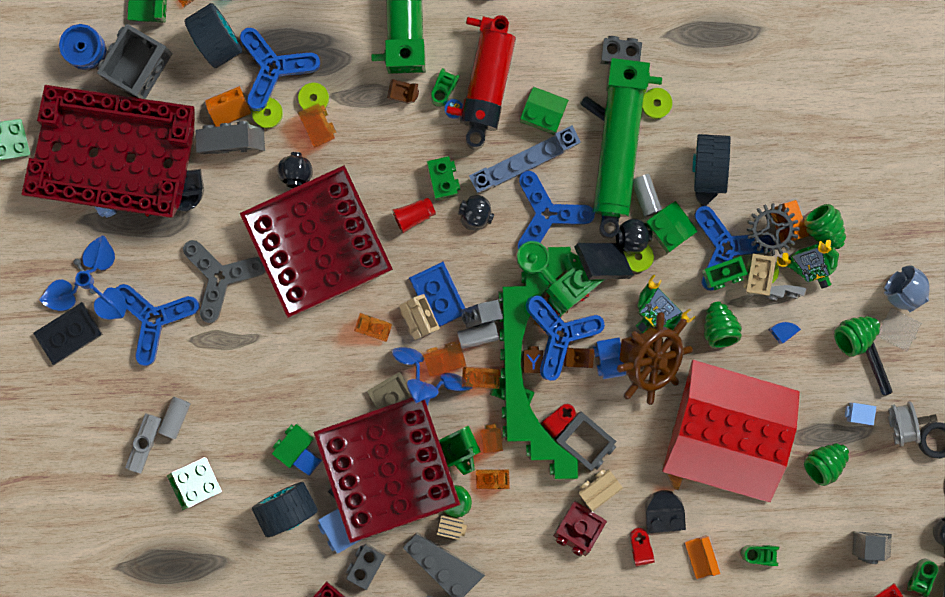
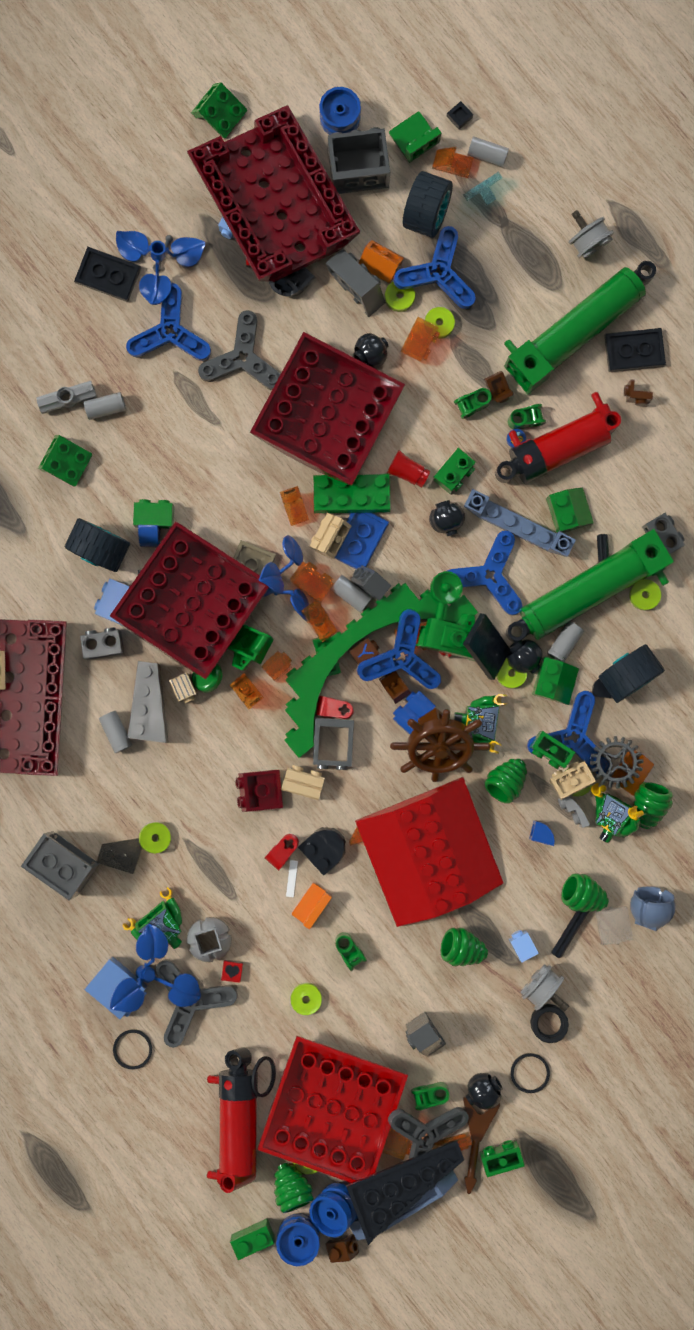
camera: 45 degrees right, 0 degrees up
(399, 122) = (469, 403): none -> green piece
(408, 261) = (367, 494): none -> green plate
(668, 556) = (291, 878): none -> white sticker

